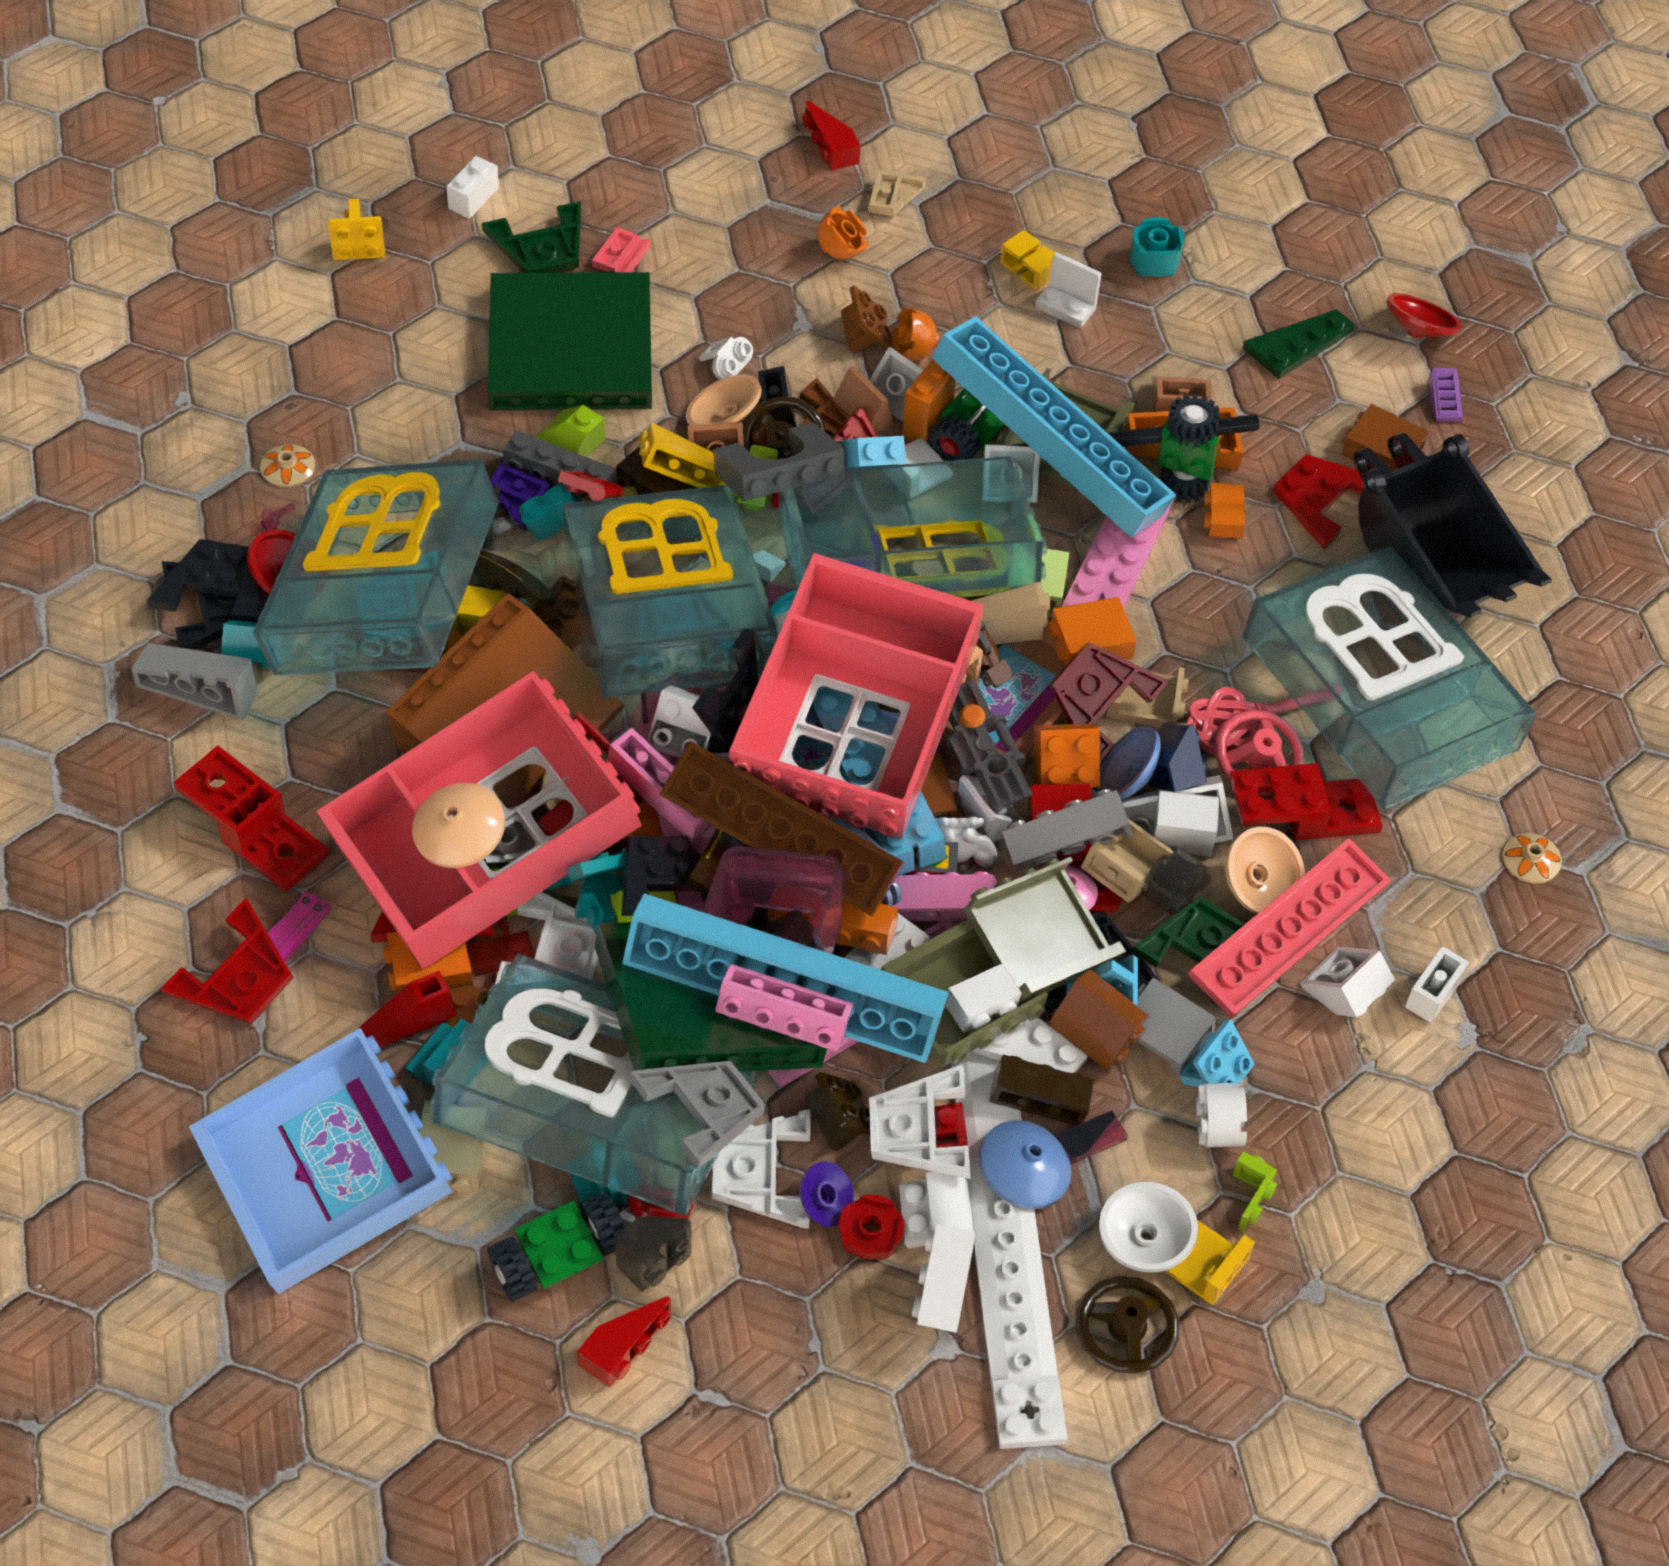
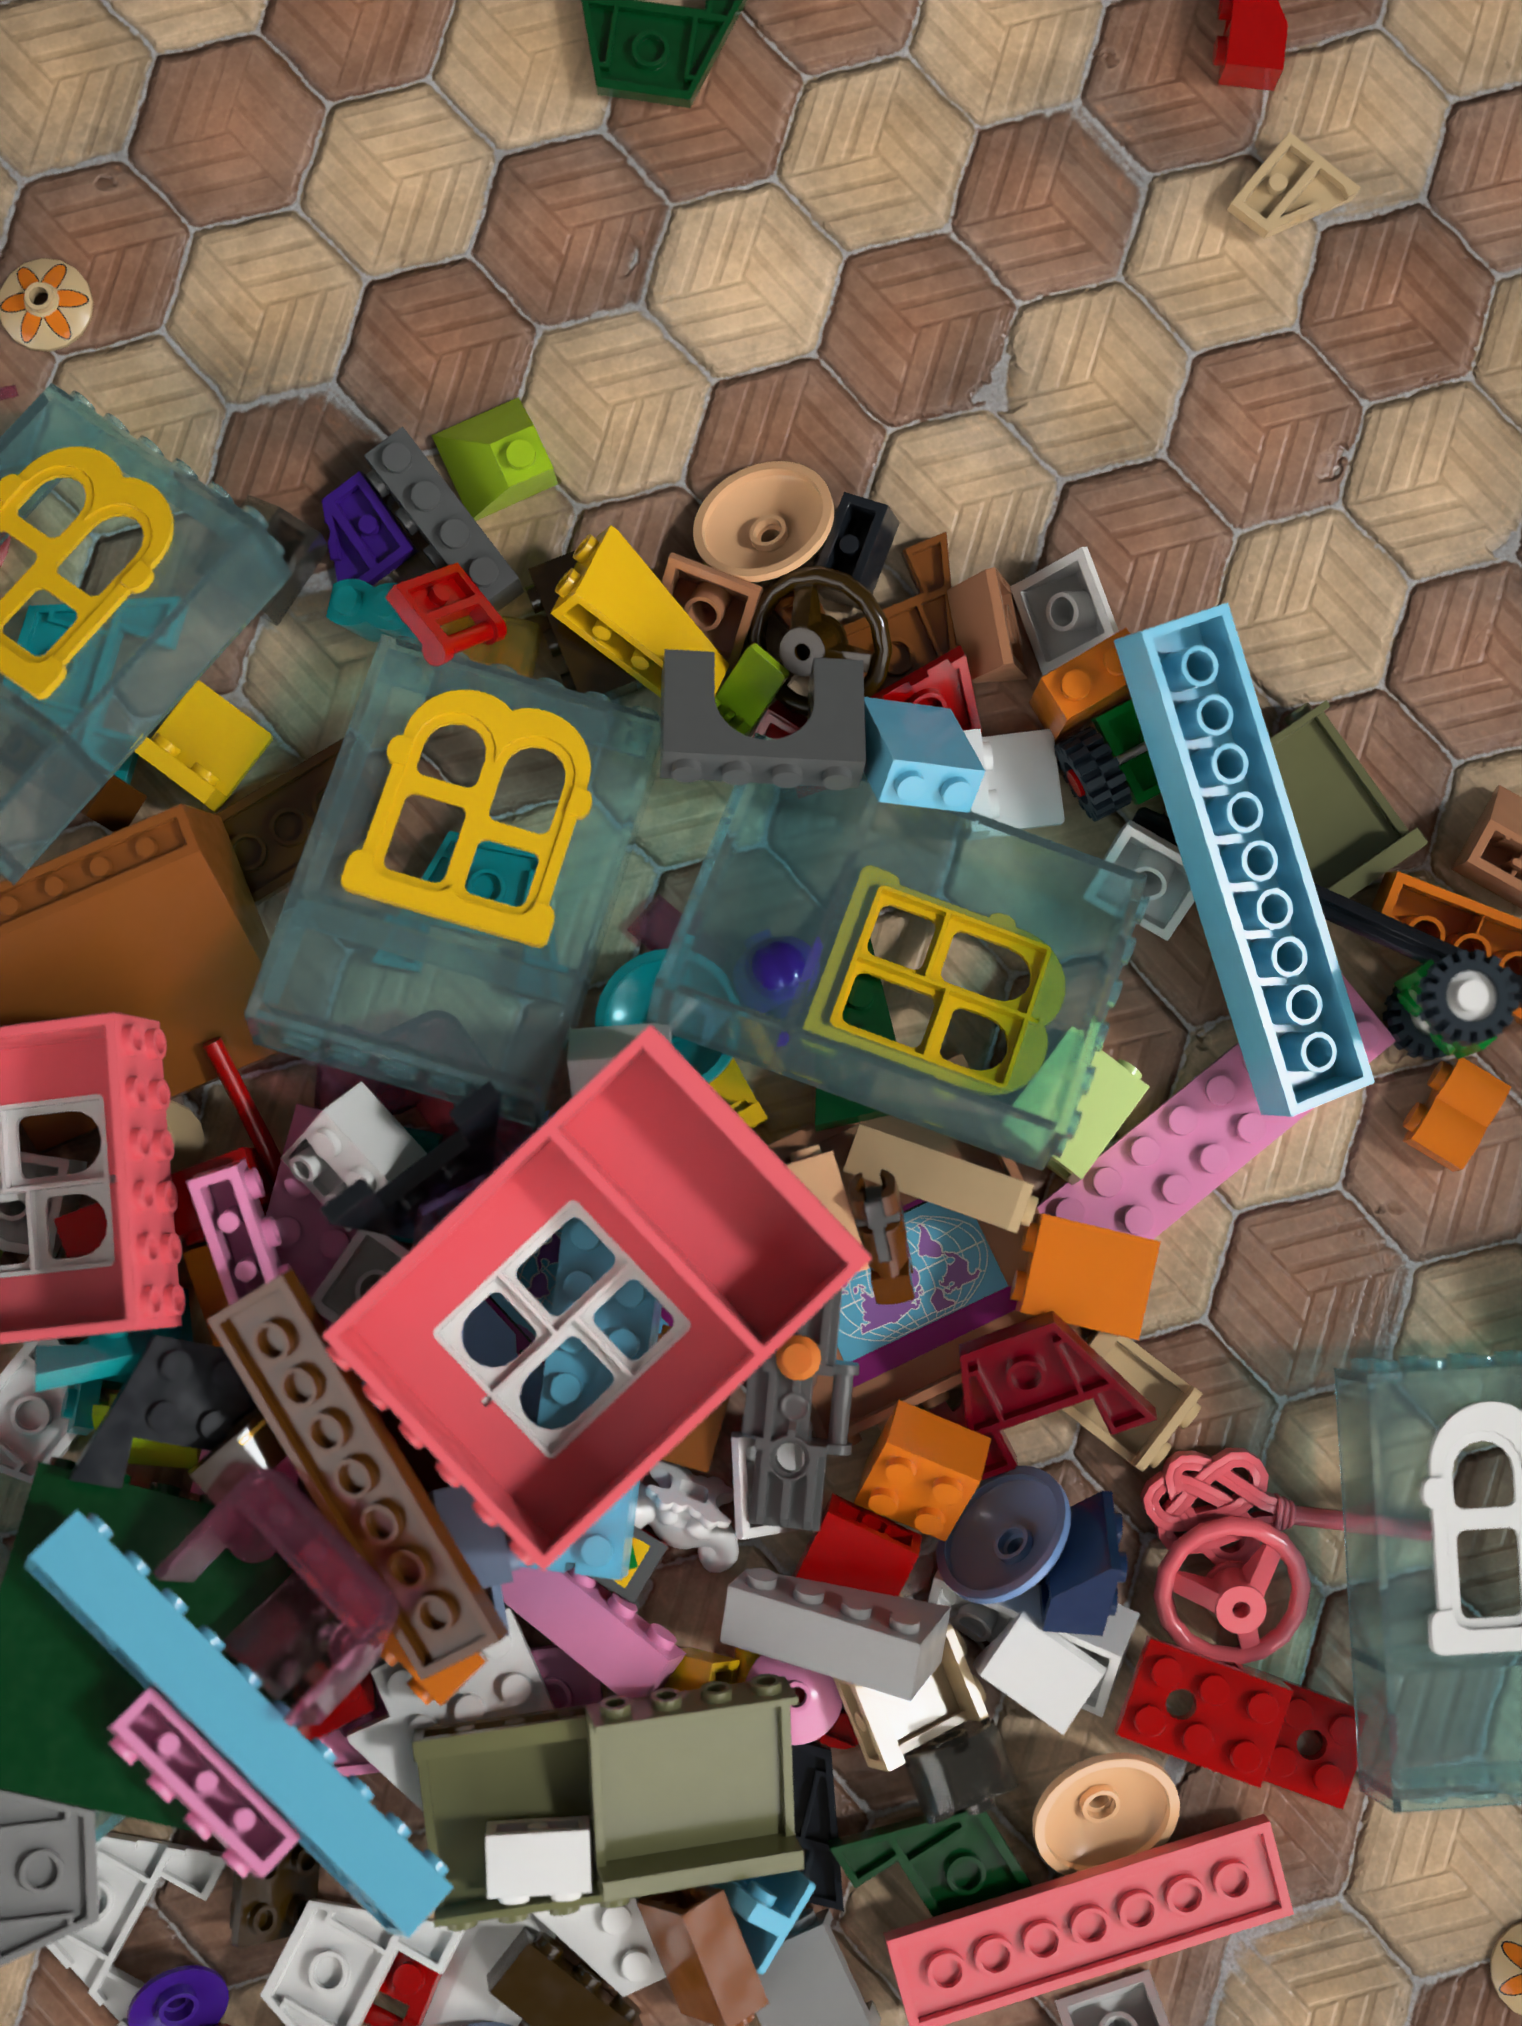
camera: 30 degrees right, 30 degrees up
(503, 574) = (263, 711): dark brown slope -> none
(569, 341) = (594, 261): dark green panel -> none
(621, 252) = (769, 113): coral plate -> none
(729, 357) = (830, 419): white bracket -> none
(768, 565) = (675, 857): white slope -> none
(841, 234) = (1147, 253): orange cylinder -> none
(864, 322) = (1088, 454): dark orange bracket -> none
(915, 334) = (1149, 523): orange cylinder -> none
(1026, 252) = (1437, 435): yellow piece -> none
(1070, 291) = (1458, 553): white bracket -> none

